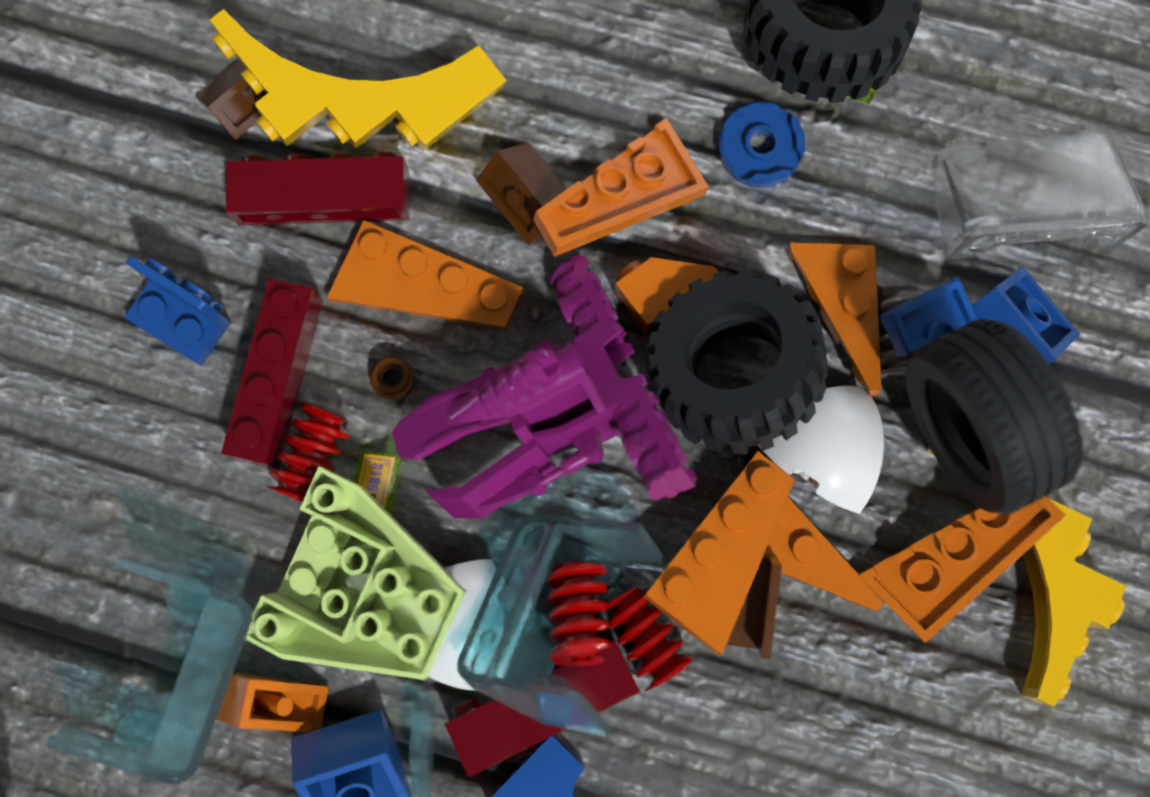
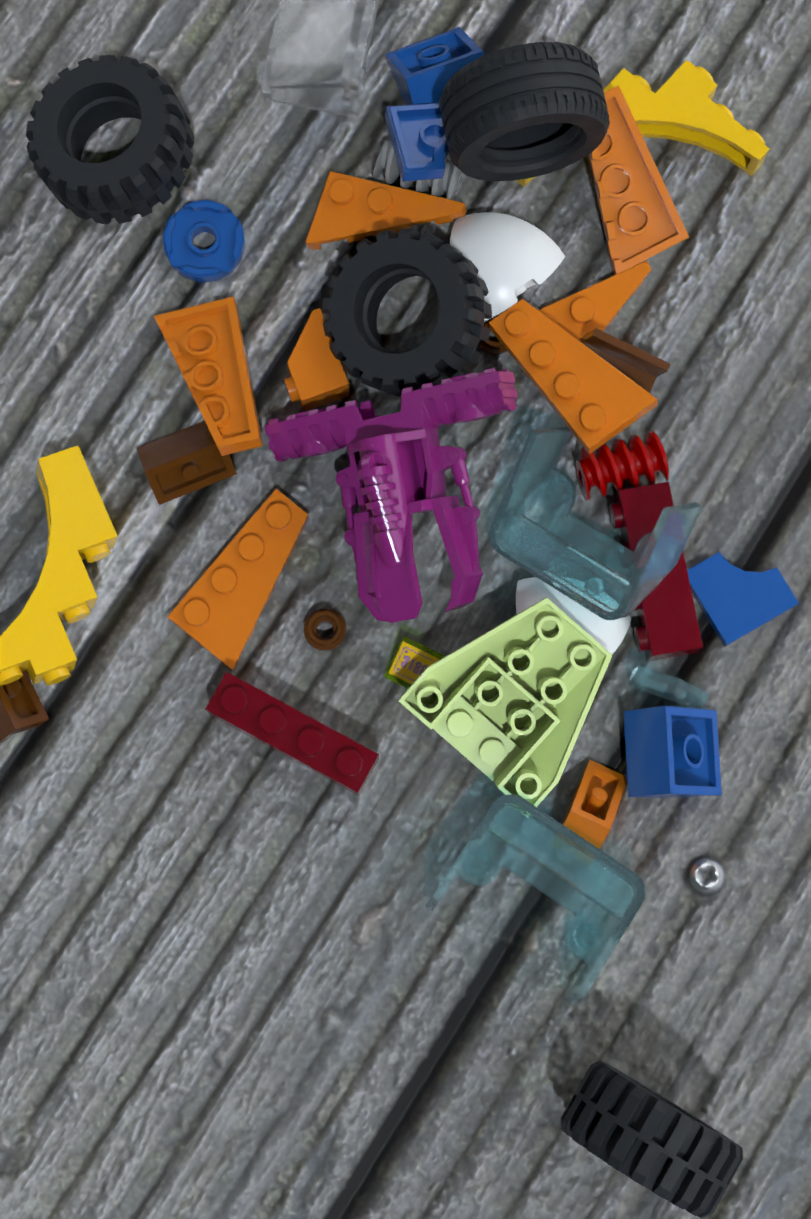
camera: 80 degrees left, 0 degrees up
(176, 312) = (205, 812): blue bracket -> none
(309, 451) = (377, 719): red piece -> none
(318, 189) = (125, 649): dark red brick -> none
(575, 613) = (588, 512): red piece -> none

